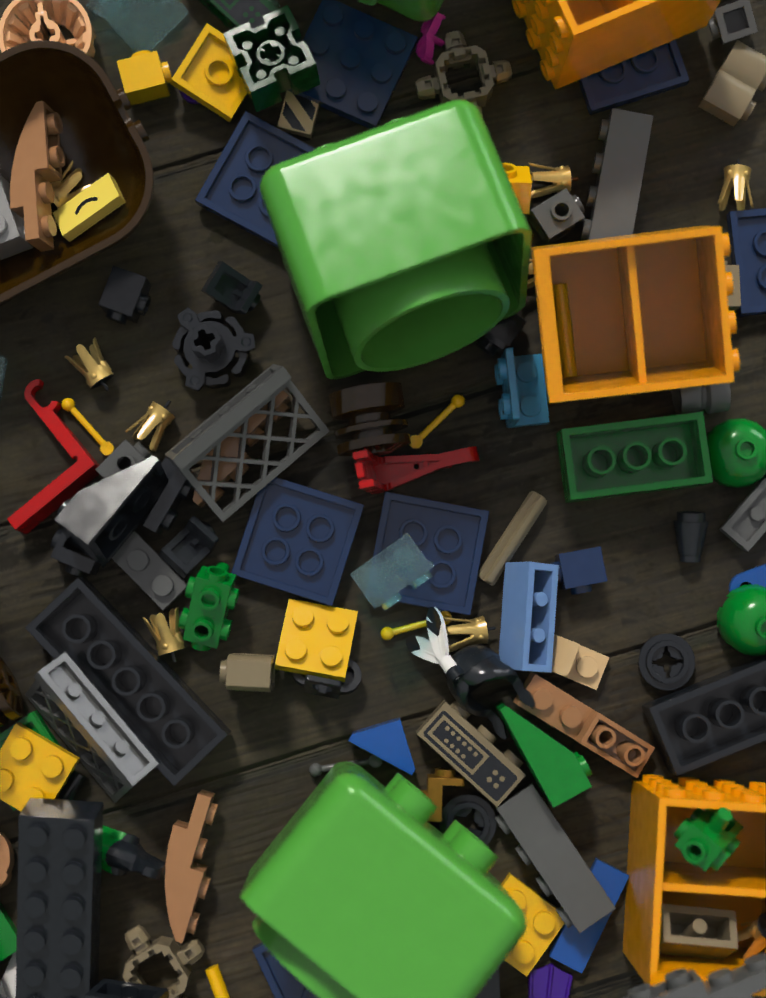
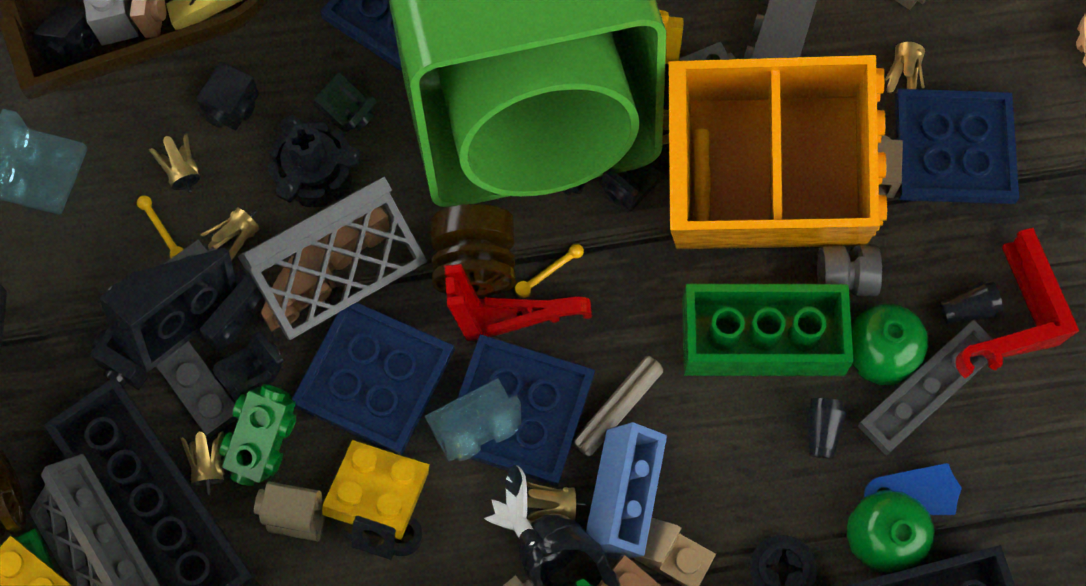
camera: 10 degrees right, 15 degrees down
(69, 481) = (85, 306): red hinge -> none
(388, 633) = (461, 495): yellow hinge -> none
(523, 389) = (647, 246): dark azure bracket -> none
(558, 176) = (704, 32): pearl gold piece -> none
(580, 569) = (692, 448): dark blue brick -> none

